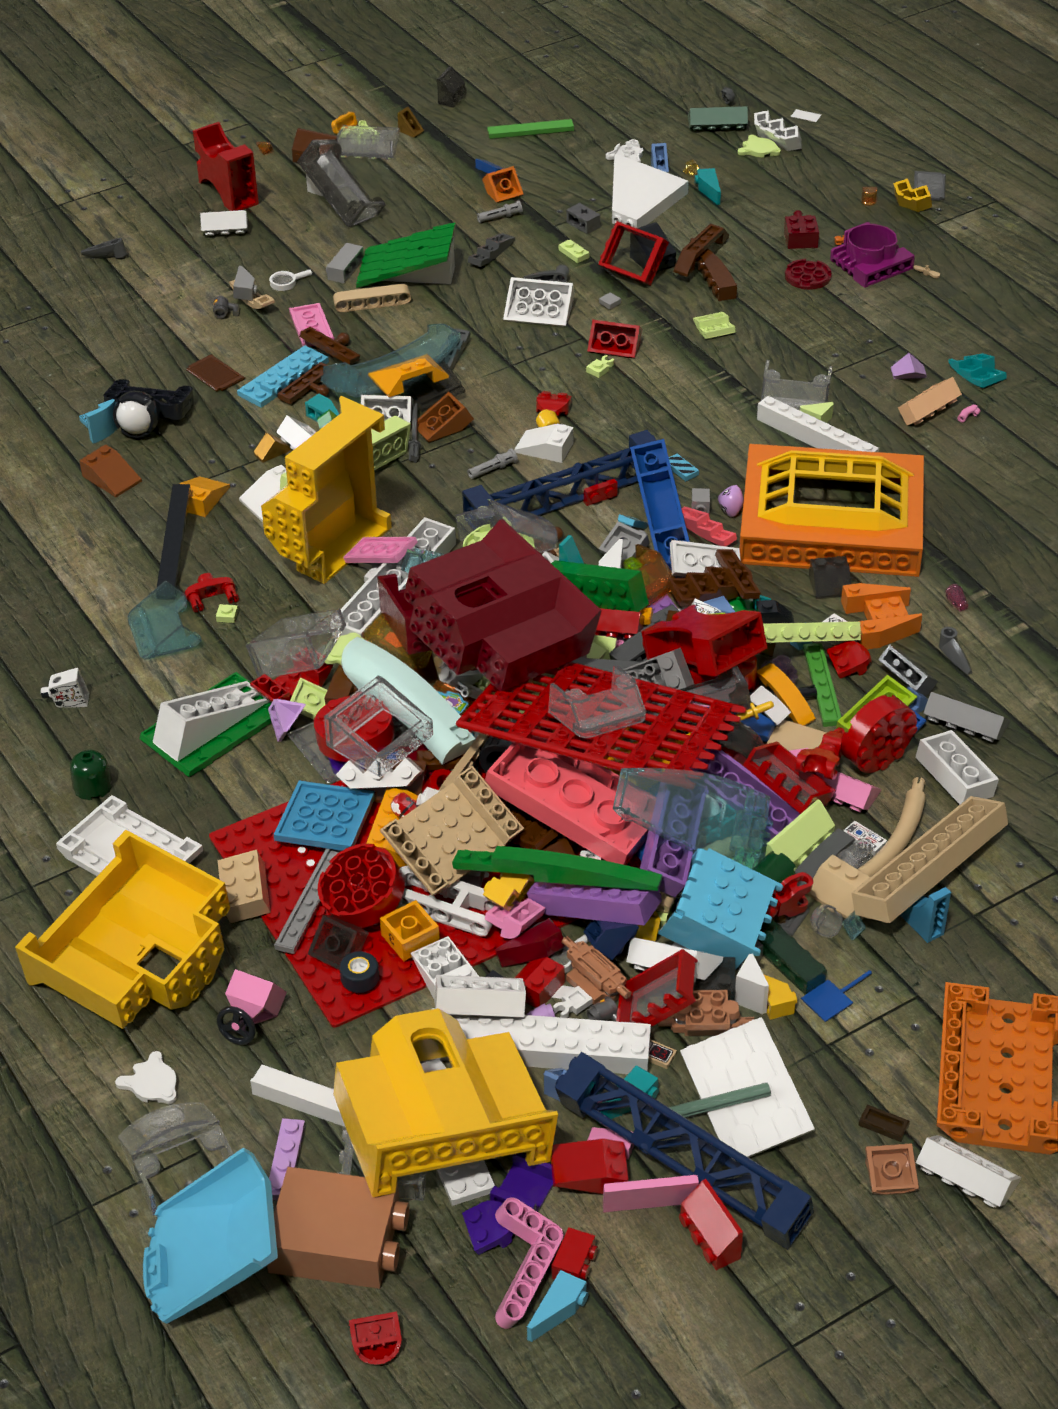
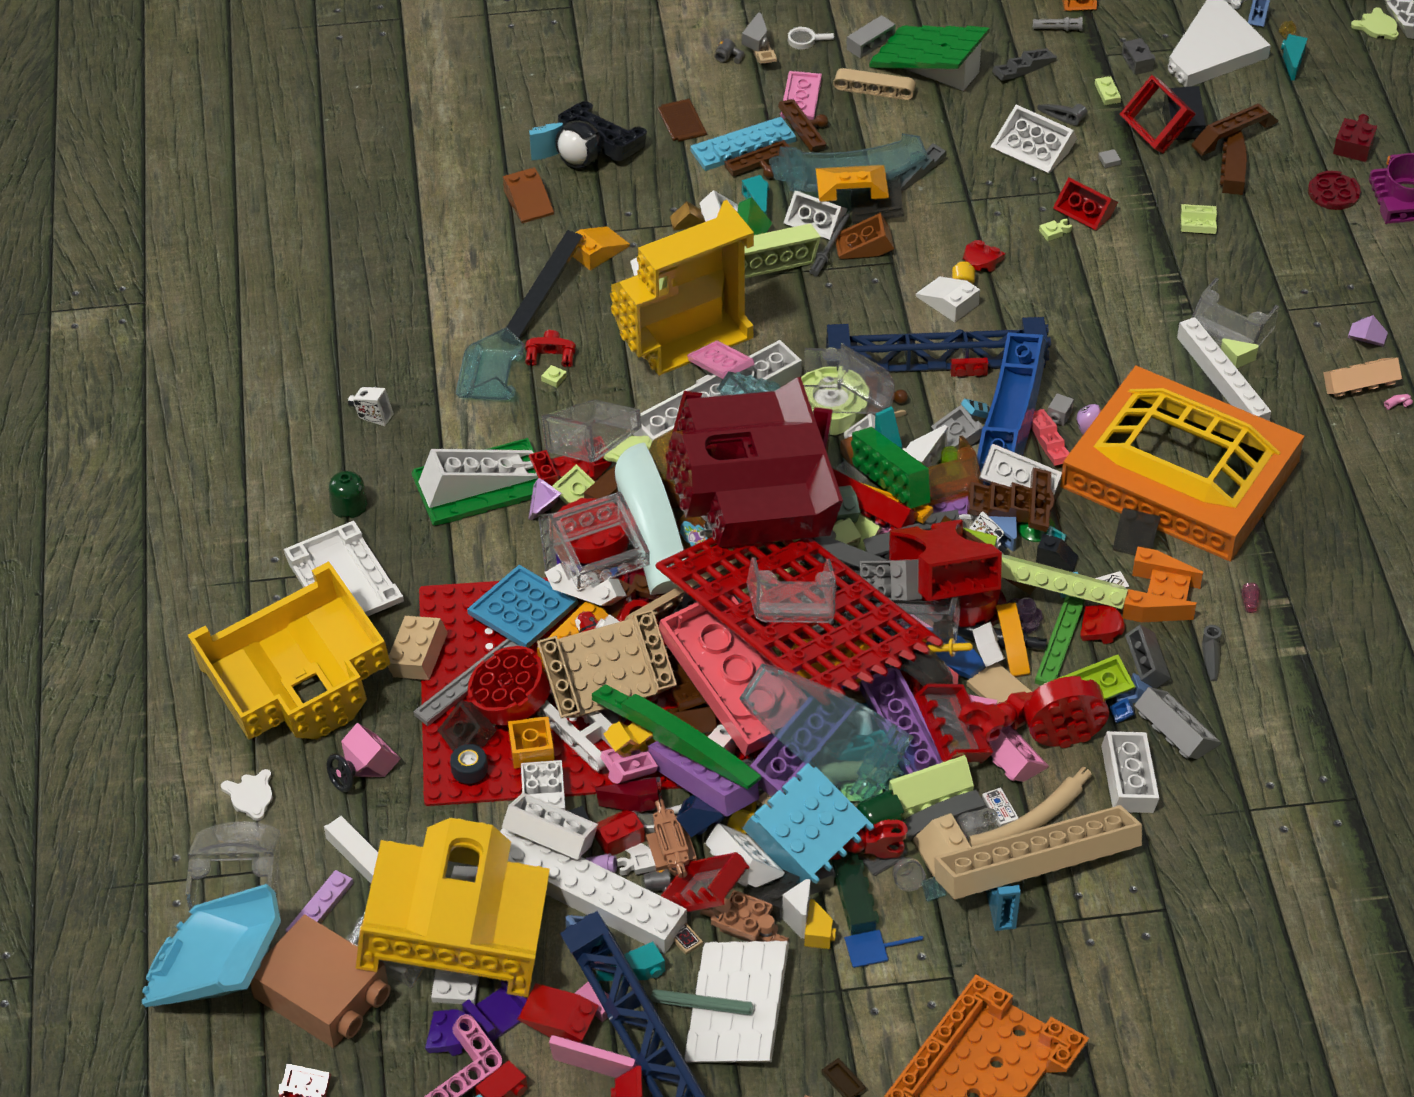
camera: 25 degrees right, 5 degrees up
(499, 461) = (890, 302): light grey pin -> none
(682, 467) = (1066, 365): medium azure tile -> none

